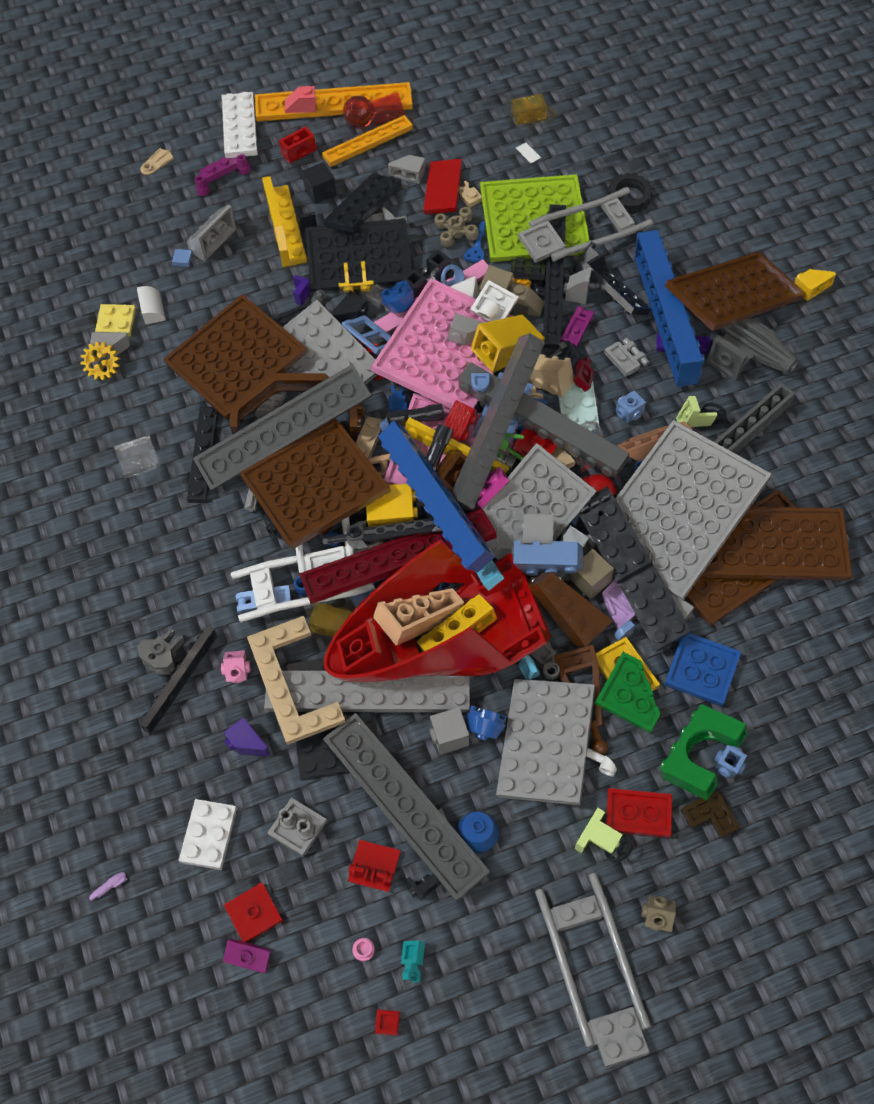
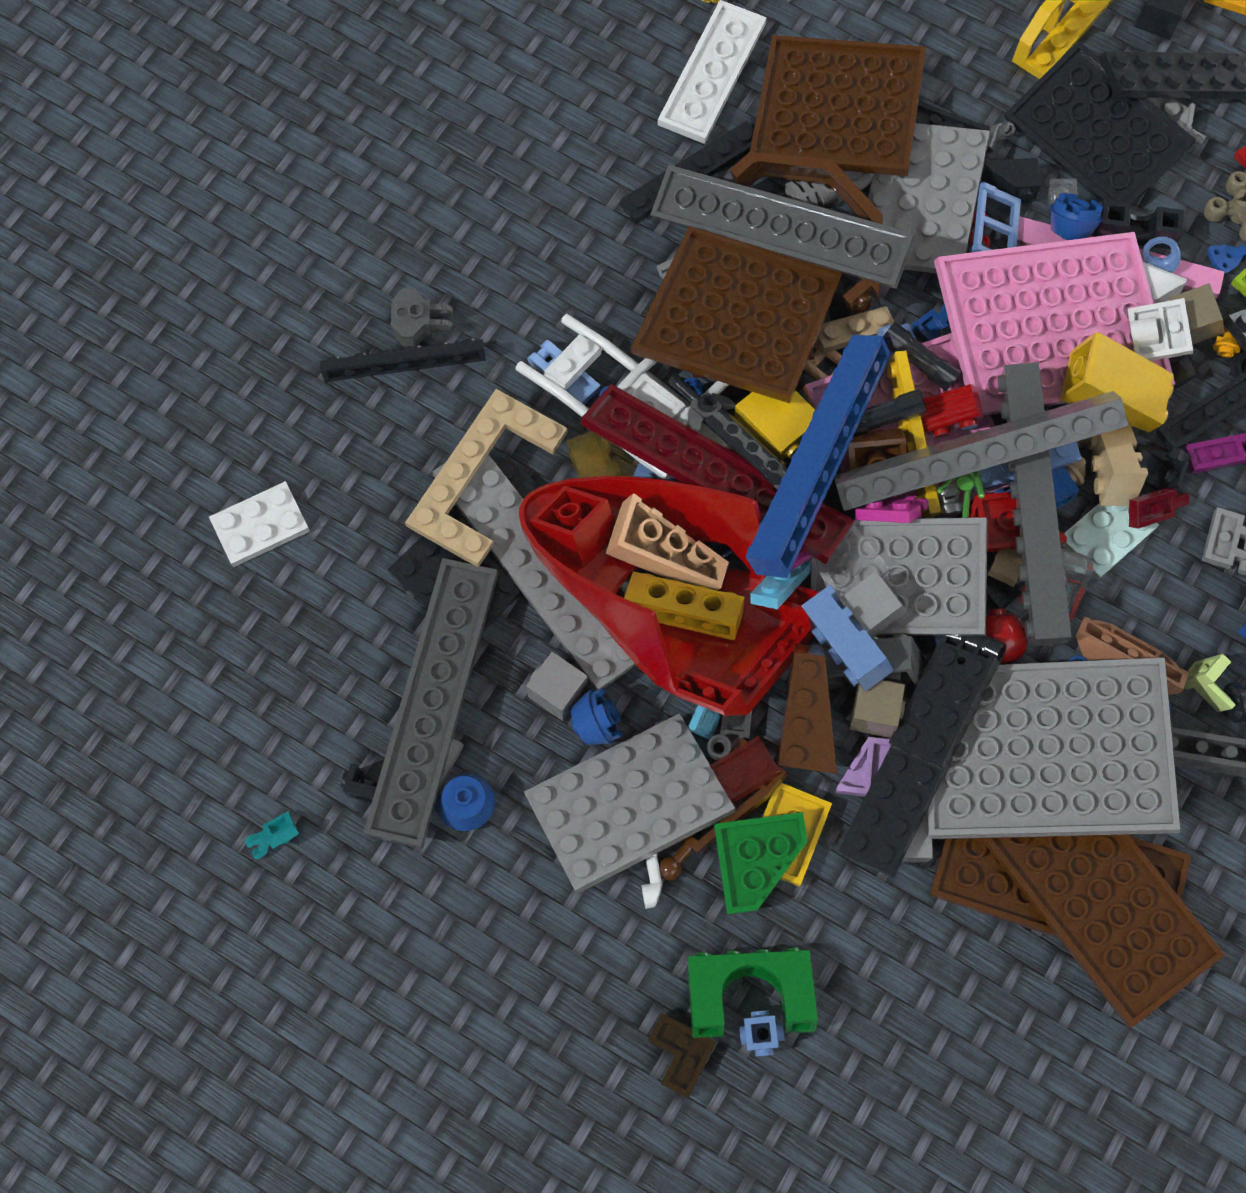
camera: 50 degrees right, 10 degrees up
(112, 882) = (144, 472): lavender piece -> none
(136, 456) = (631, 108): clear tile -> none
(155, 402) = (712, 71): none -> white plate
(235, 666) = (460, 405): bright pink brick -> none
(245, 740) = (387, 479): dark purple slope -> none
(247, 955) = (159, 662): magenta plate -> none
(253, 913) = (209, 634): red plate -> none
(297, 827) = (331, 607): light grey plate -> none
(301, 290) = (996, 106): dark purple bracket -> none
(307, 220) = (1096, 38): black bracket -> none
(363, 949) = (250, 775): bright pink plate -> none
(364, 286) = (1041, 153): yellow plate -> none
(373, 866) = (347, 719): red hinge -> none
(387, 1022) = (191, 857): red tile -> none
(462, 329) = (1086, 318): light grey slope -> none
(480, 382) = (1019, 393): medium blue tile -> none
(528, 298) = (1210, 362): dark tan slope -> none
(575, 664) = (745, 769): none -> clear red plate
(604, 837) = (558, 948): yellowish green piece -> none
(616, 1034) = (349, 1116): light grey plate -> none
(625, 630) = (838, 797): medium blue tile -> none
(630, 407) = (1156, 595): medium blue brick -> none
(639, 812) = (621, 967): red plate -> none
(659, 913) = (514, 1070): dark tan brick -> none
(703, 669) = (863, 923): blue plate -> none

